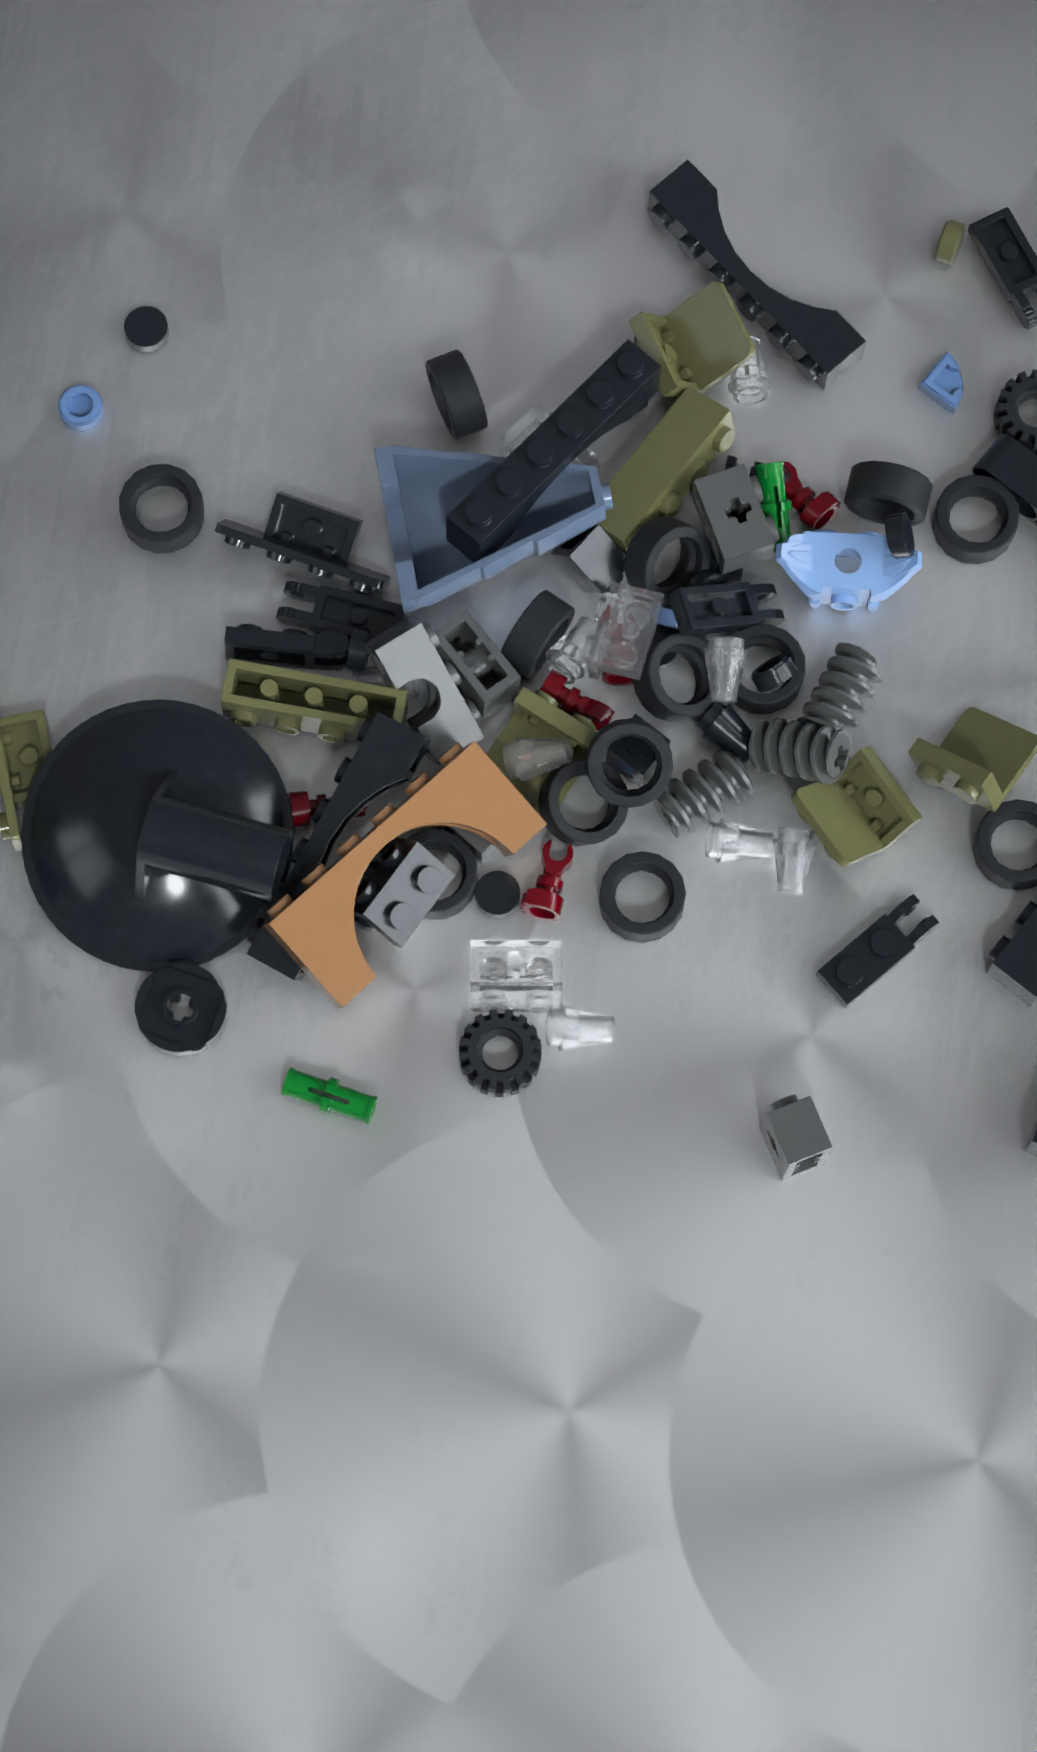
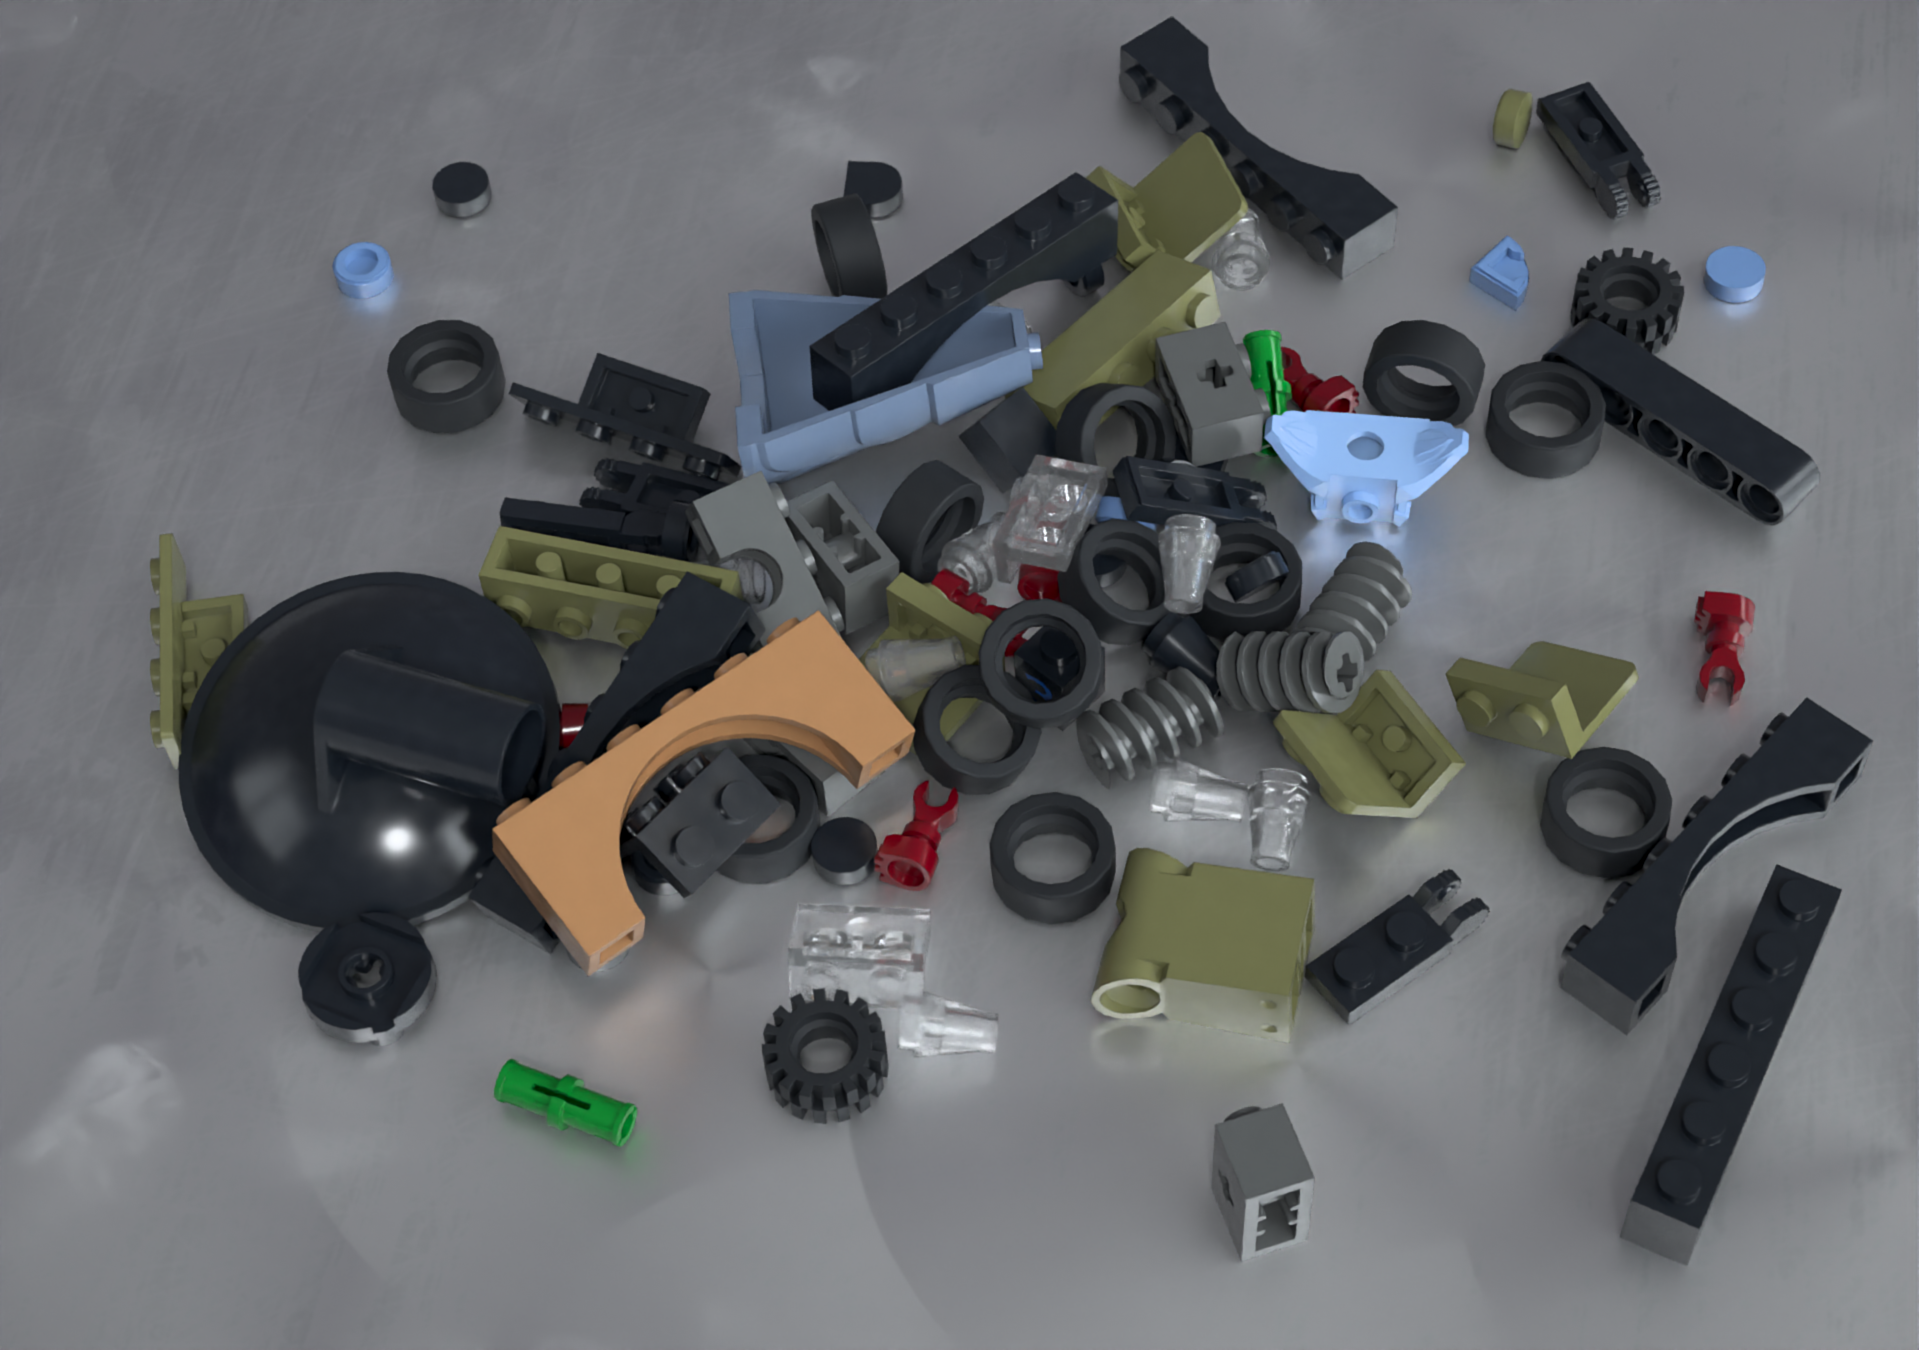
camera: 10 degrees right, 20 degrees down
(464, 320) = (877, 186): none -> black tile
(749, 961) = (1207, 946): none -> olive piece
(899, 535) = (1437, 404): black tile -> none

